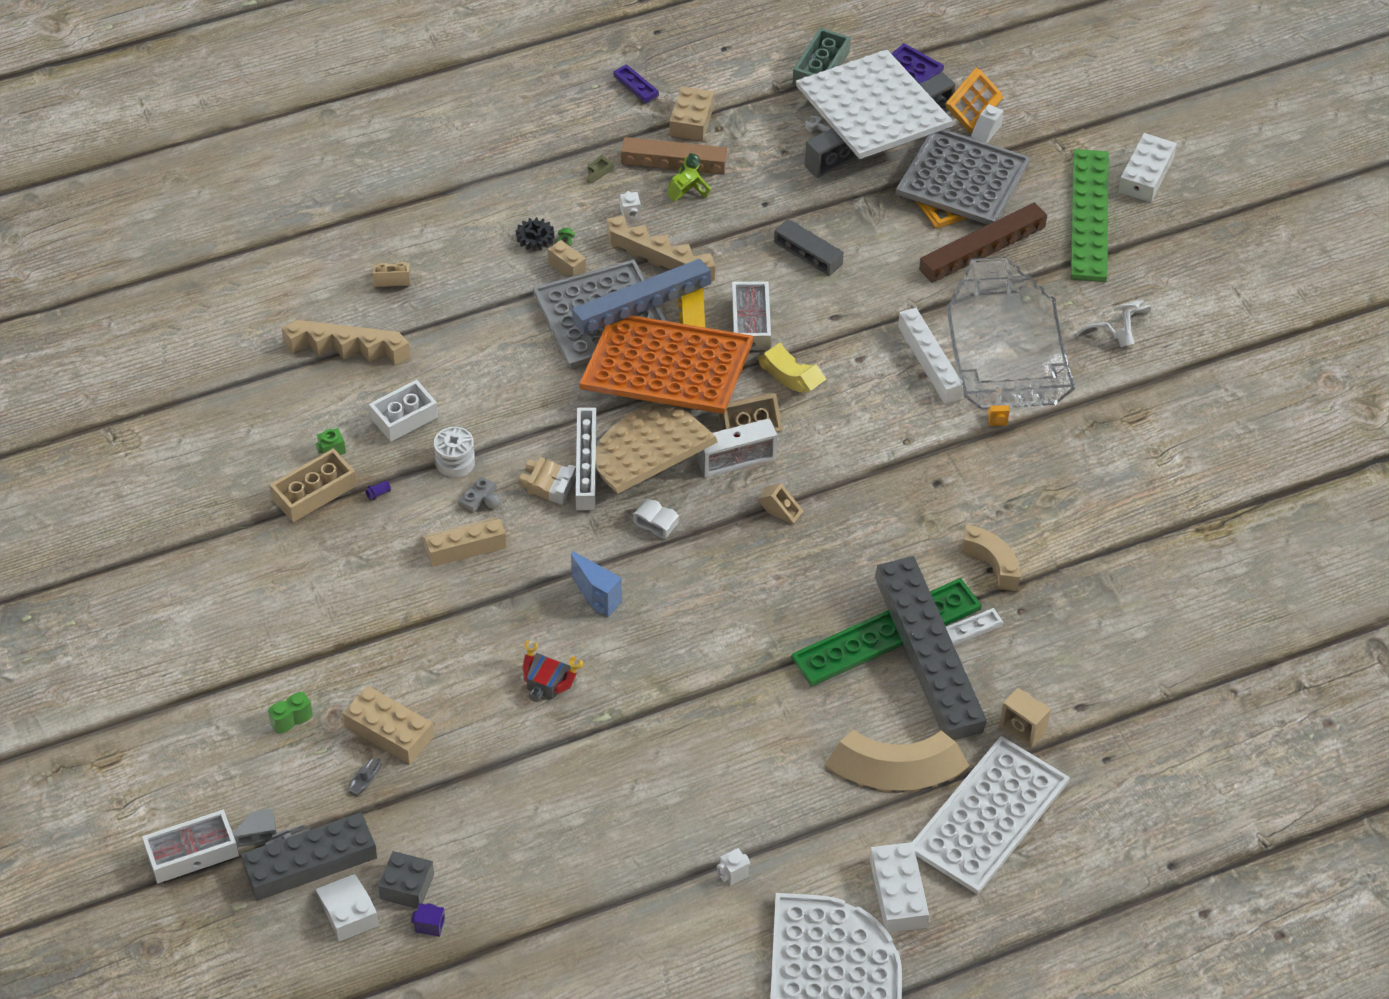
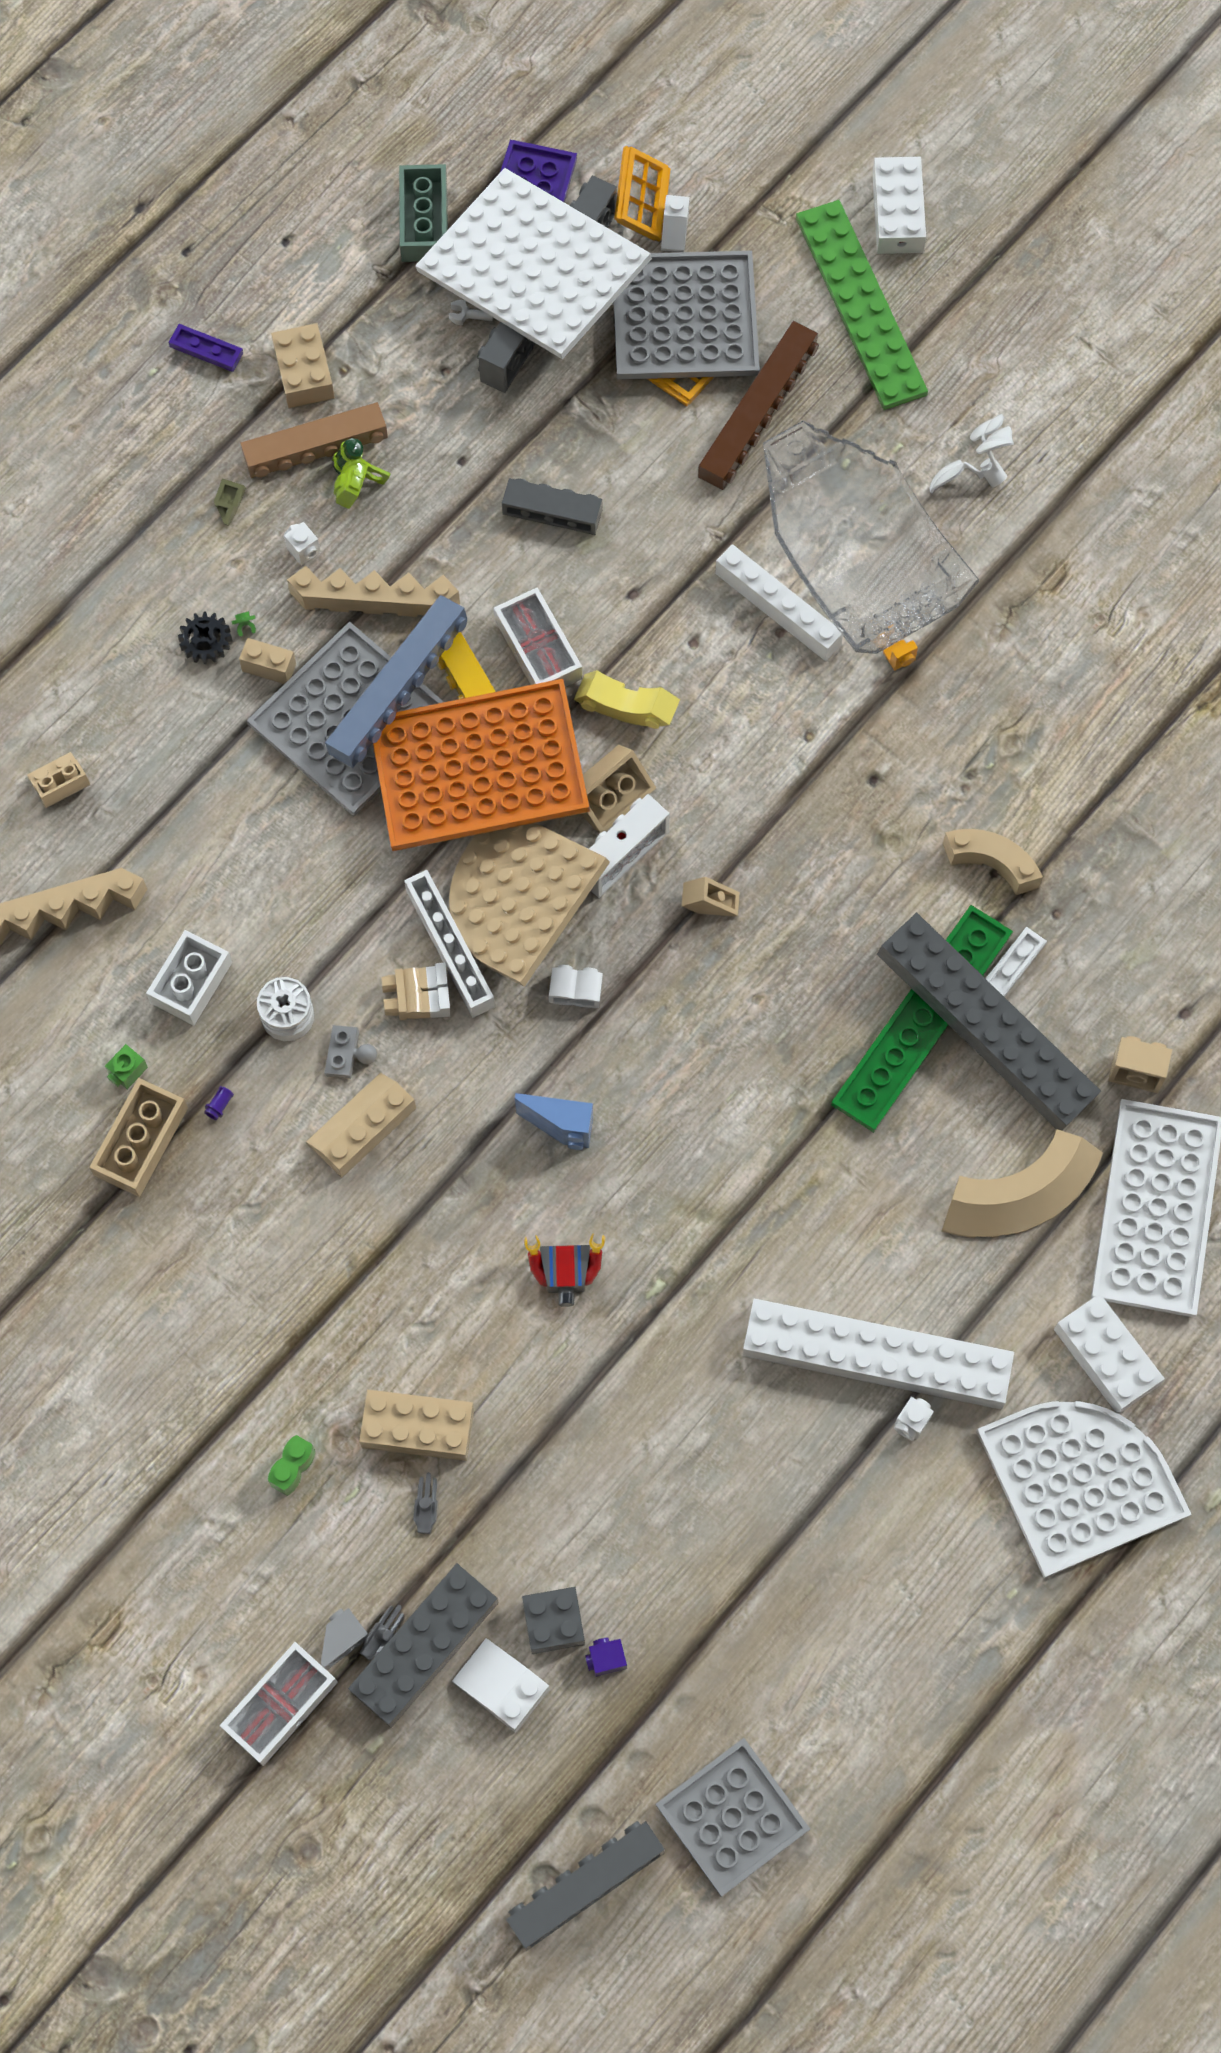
camera: 25 degrees left, 20 degrees up
(733, 817) = (878, 1354): none -> white brick

